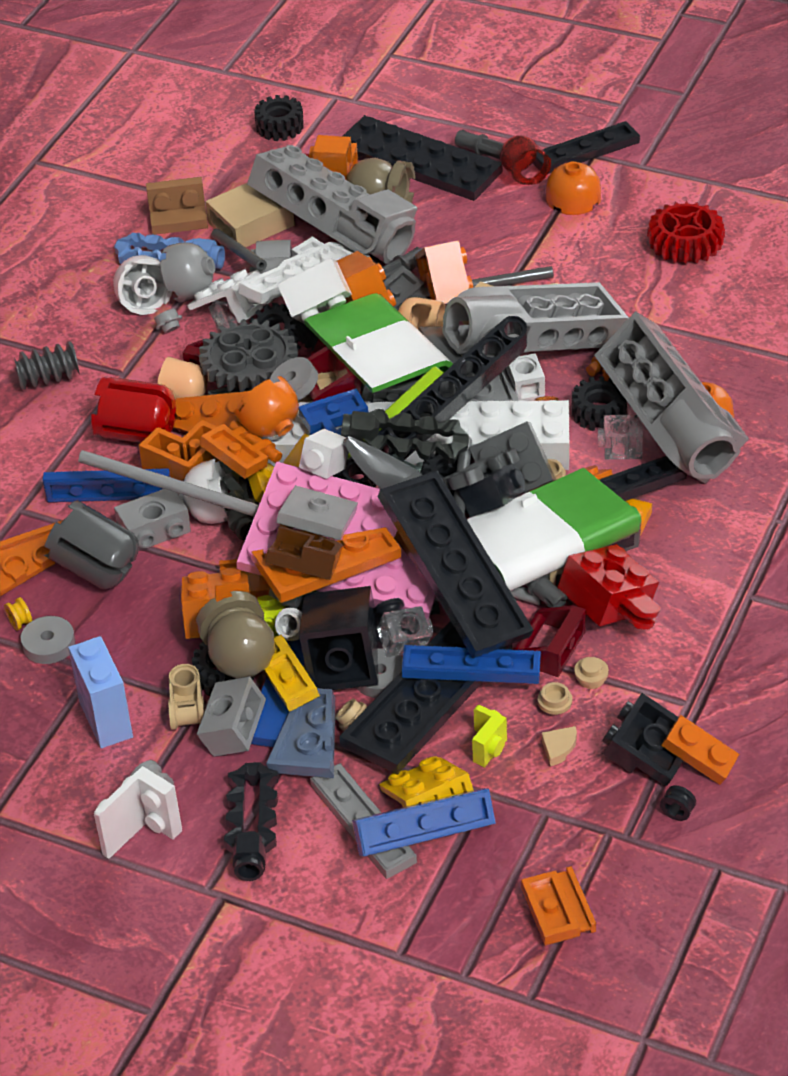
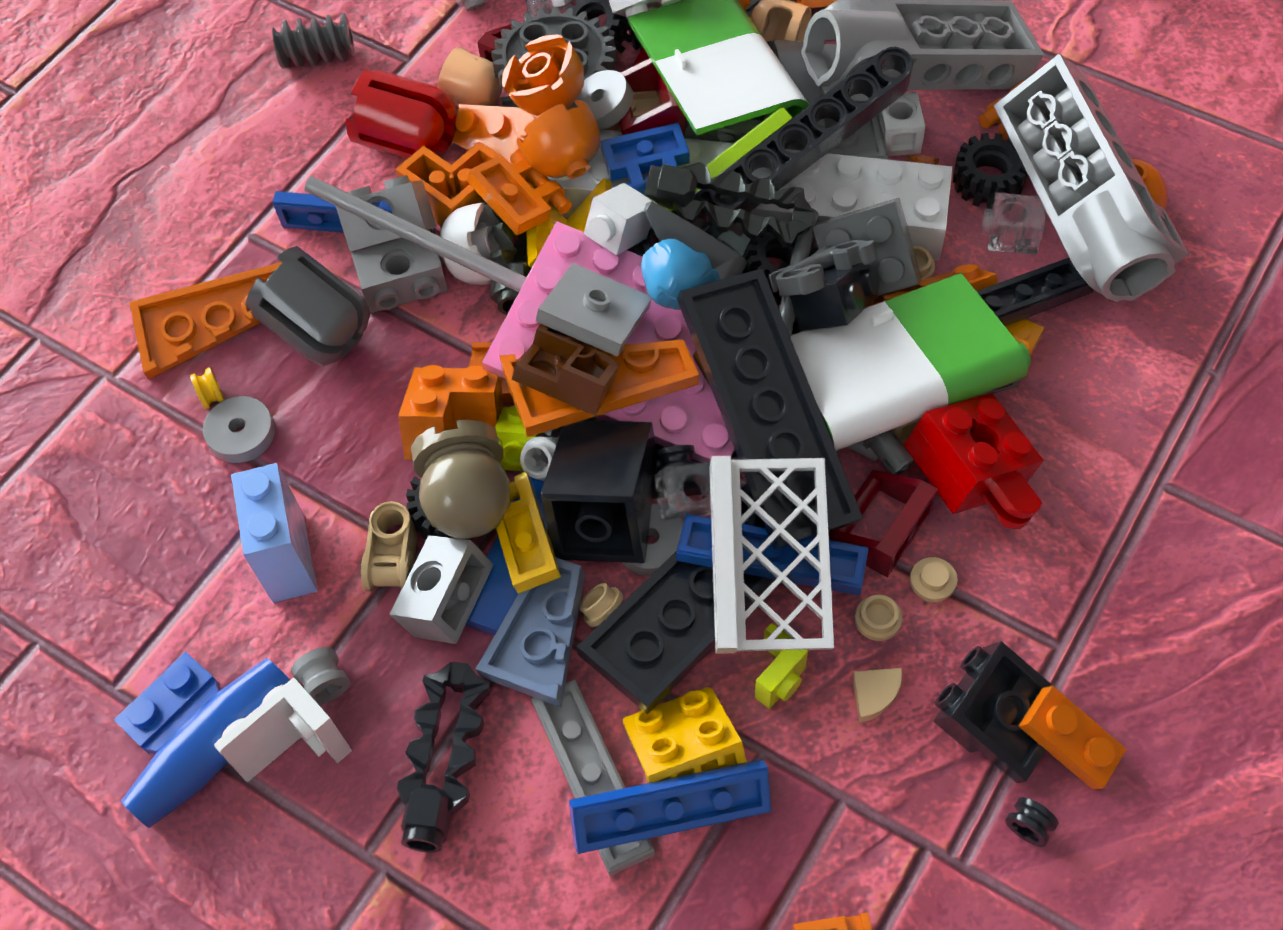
camera: 10 degrees right, 15 degrees up
(58, 827) = (180, 723): none -> blue plate
(122, 489) = (406, 200): none -> light grey brick
(248, 364) = (544, 75): none -> orange cylinder
(368, 478) = (673, 268): none -> dark azure hair
(441, 664) = (728, 554): none -> white fence

